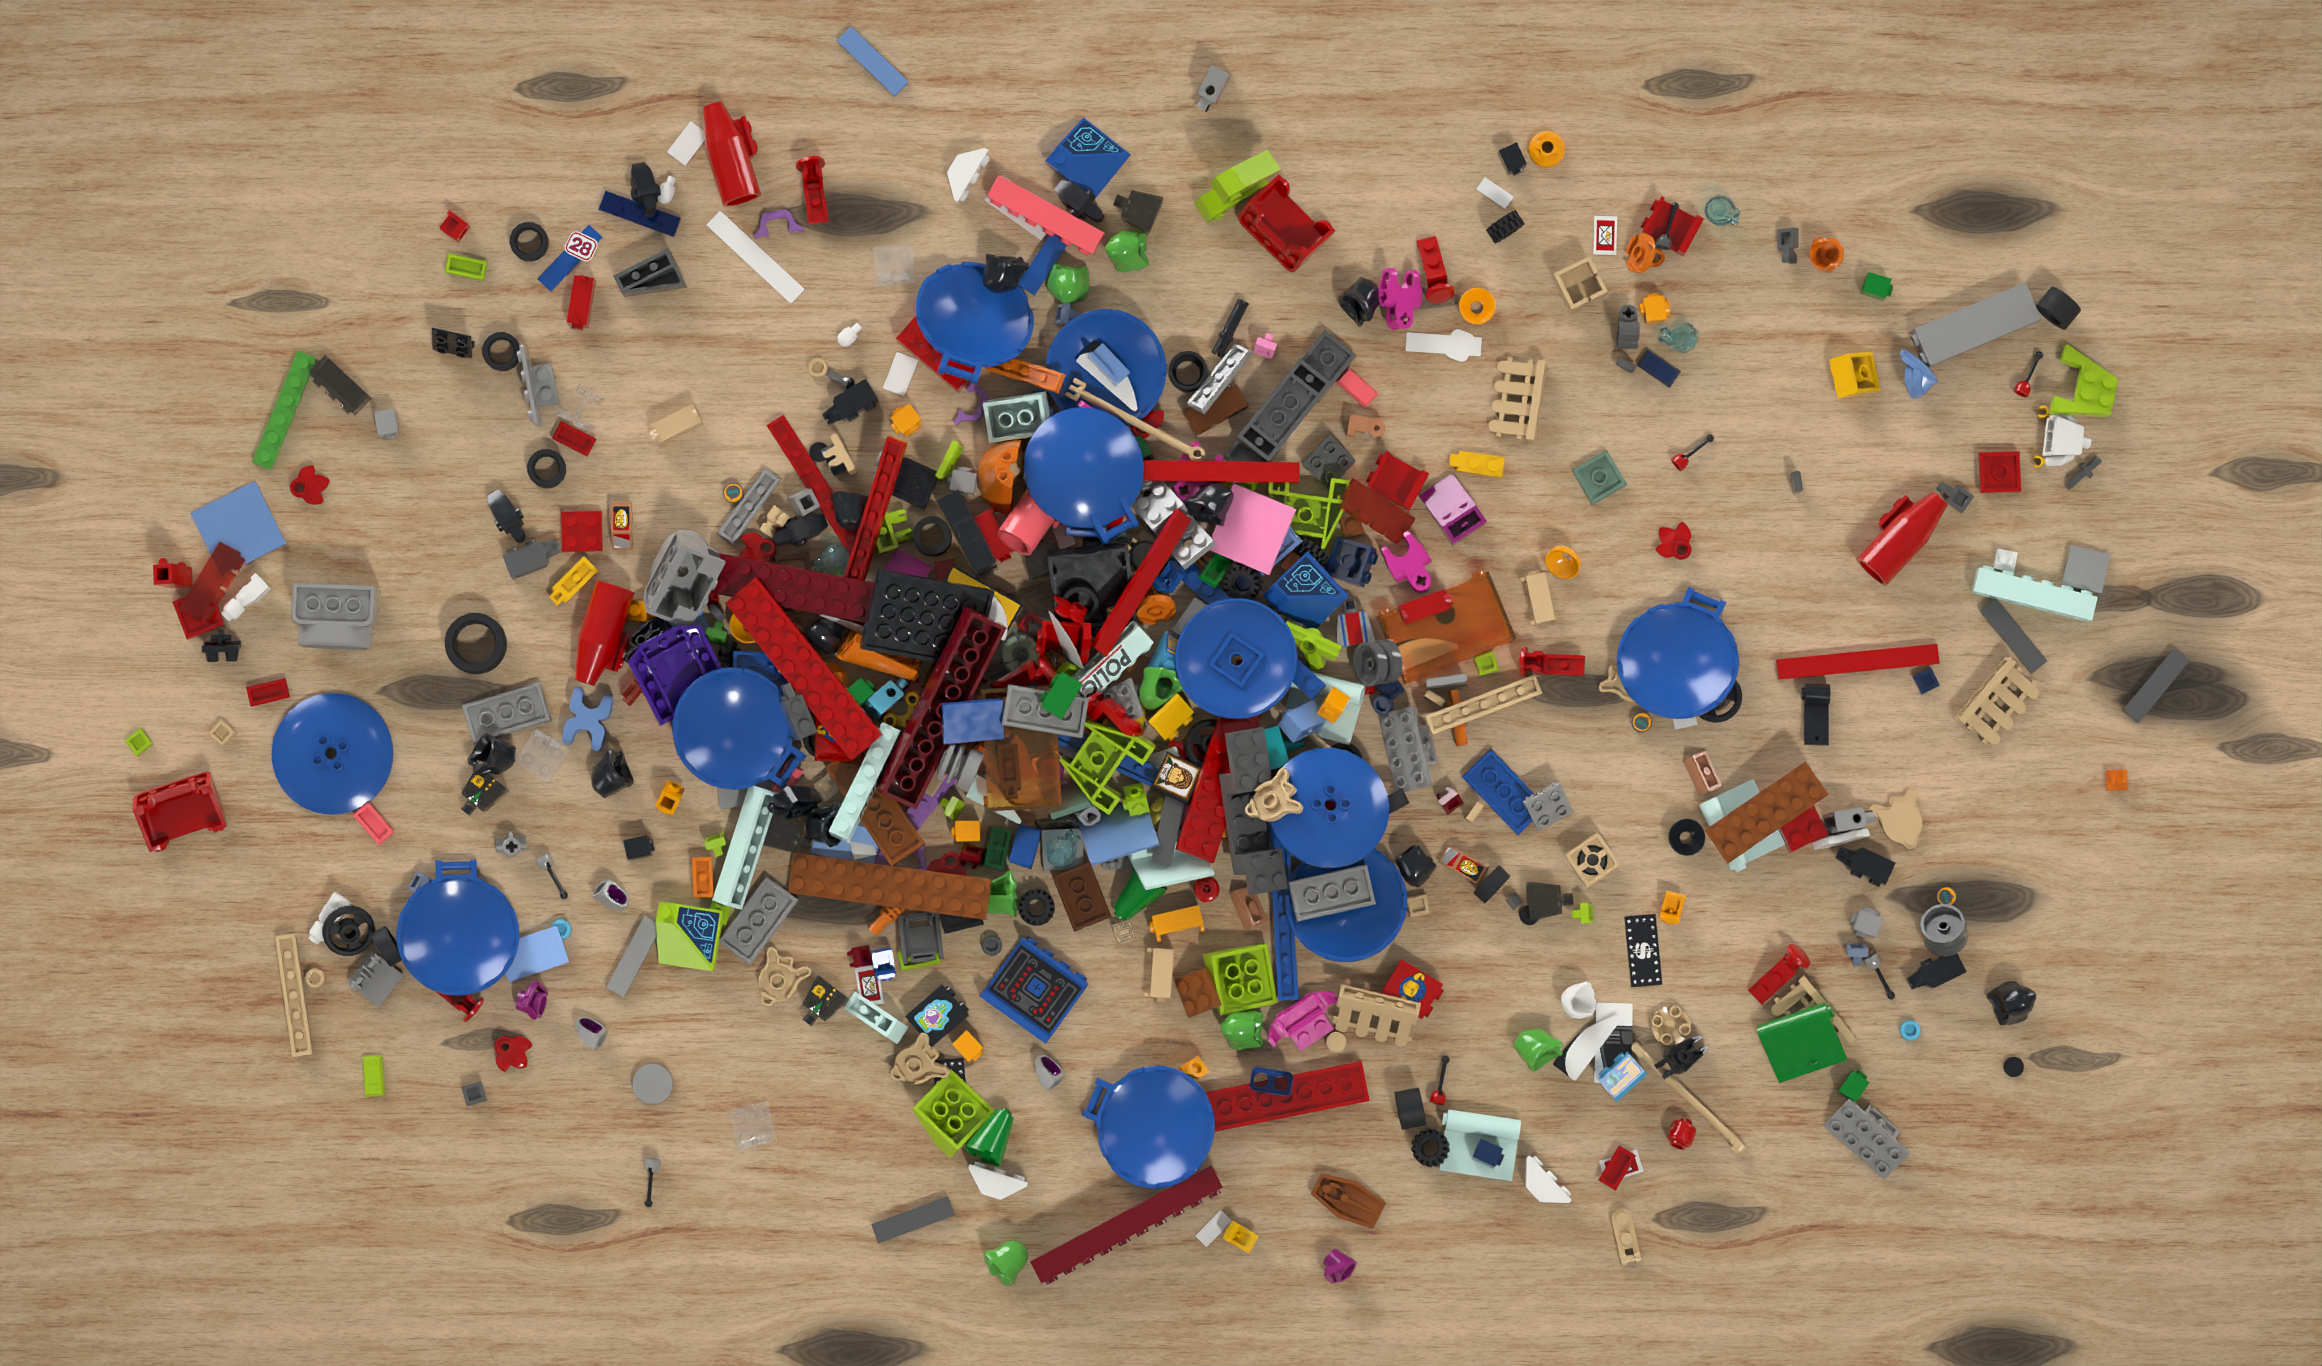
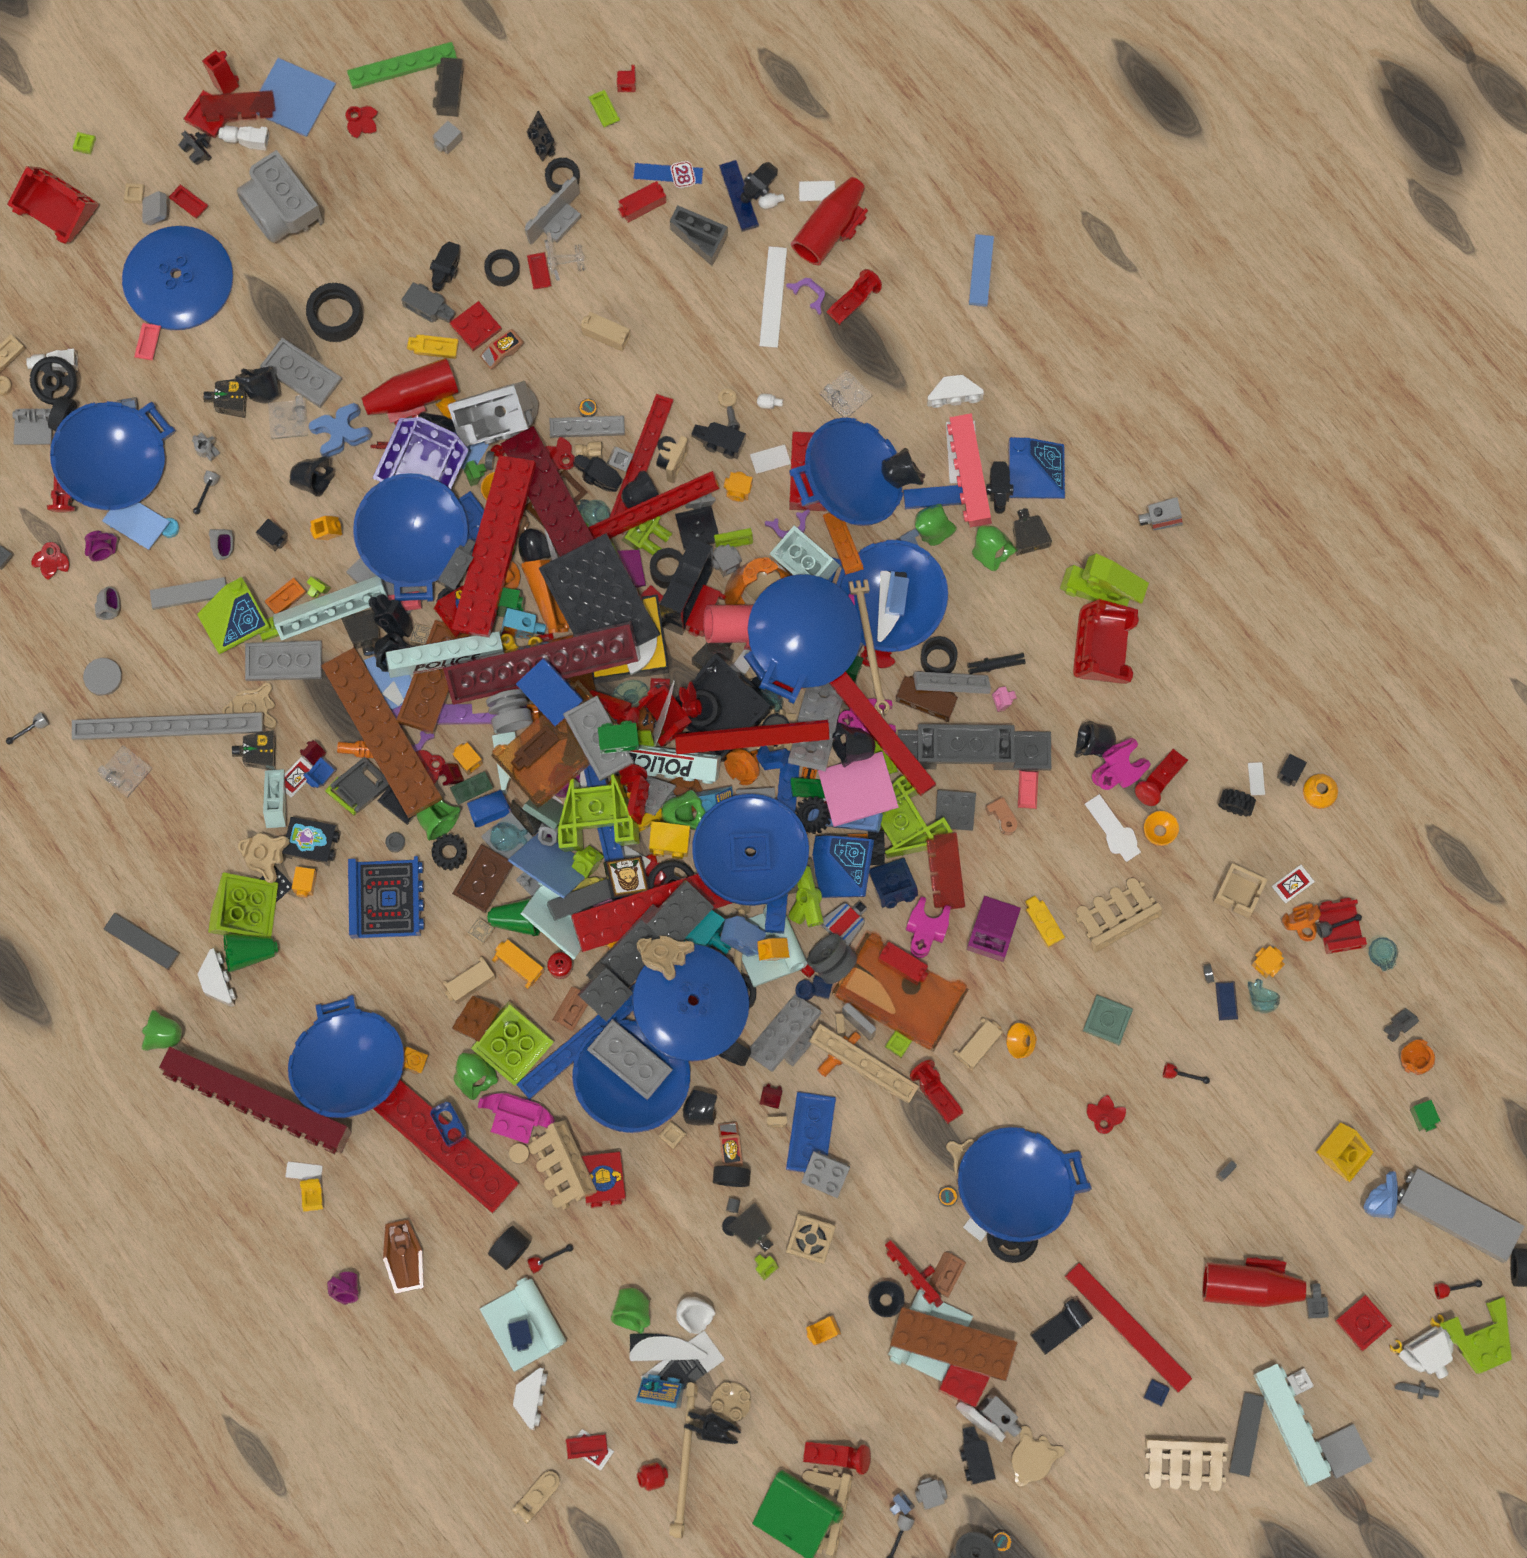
camera: 50 degrees right, 10 degrees down
(253, 726) = (154, 208): none -> light grey piece
(529, 256) = (659, 123): black tyre -> none
(727, 652) = (465, 488): black plant -> none
(742, 1061) = (167, 726): none -> light grey plate
(952, 807) = (476, 734): lime tile -> none
(1048, 1072) = (329, 955): light grey rock -> none
(1351, 527) = (920, 865): dark orange plate -> none
(1396, 480) = (982, 870): red panel -> none
(1421, 1139) = (491, 1276): black tyre -> none
(1628, 328) = (1237, 951): dark grey piece -> none
(1643, 950) = (773, 1335): black sticker -> none
(1693, 800) = (918, 1279): none -> red plate

